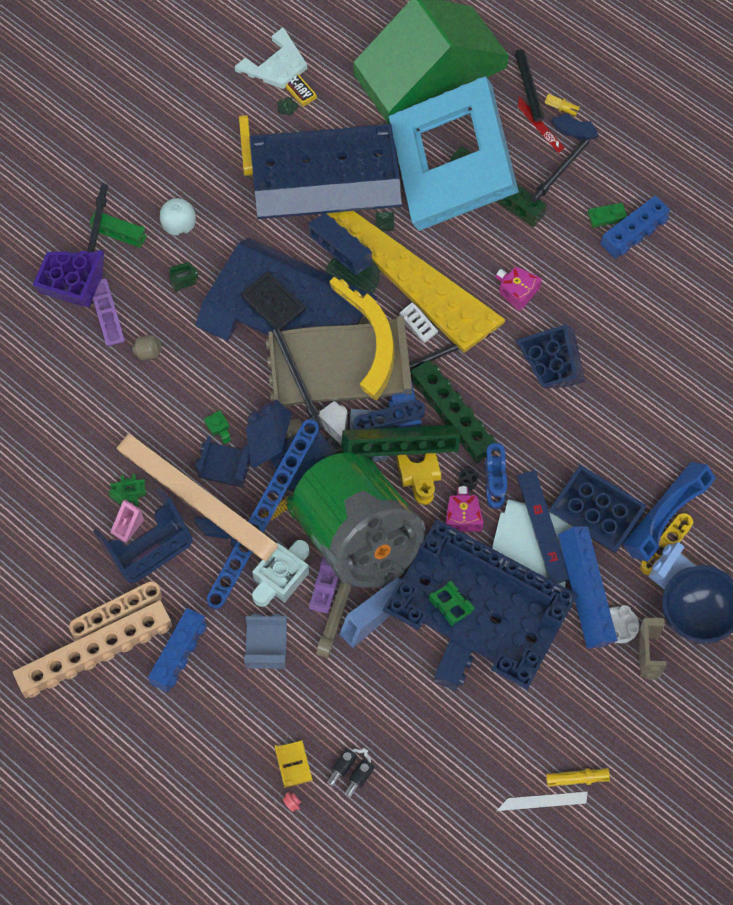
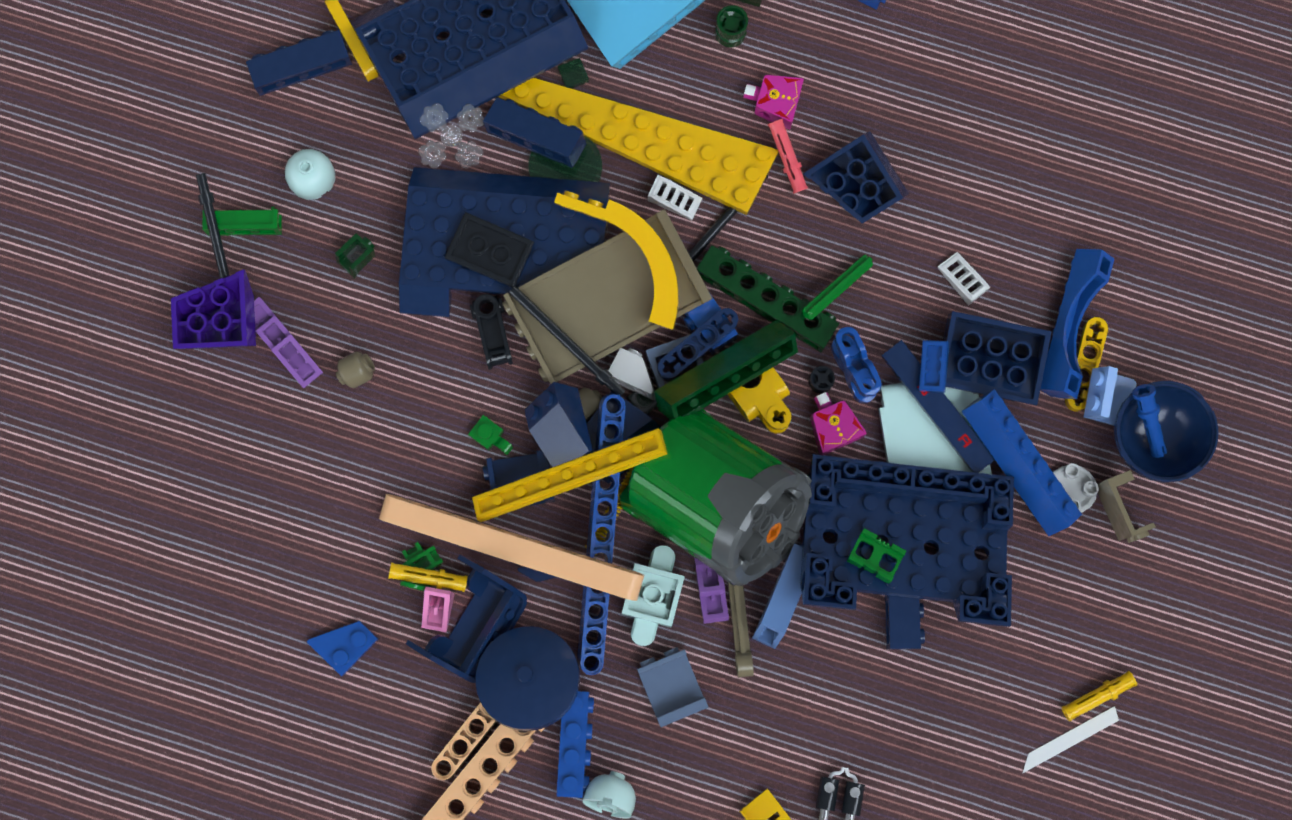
camera: 25 degrees left, 15 degrees up
(51, 522) = (344, 646): none -> blue wing
(127, 494) = (428, 577): none -> yellow pin
(166, 589) = (527, 678): none -> dark blue dish
(186, 695) = (611, 795): none -> light aqua cylinder
(204, 146) = (298, 62): none -> dark blue brick
(252, 358) = (492, 331): none -> black piece
(258, 462) = (569, 475): none -> yellow tile
(282, 226) = (451, 135): none -> clear plant
(505, 420) = (837, 287): none -> green axle
(506, 229) = (731, 26): none -> dark green wheel
(509, 325) = (788, 156): none -> coral pin
(550, 495) = (934, 366): none -> blue plate
(605, 465) = (956, 283): none -> white slope
(695, 587) = (1148, 411): none -> blue pin

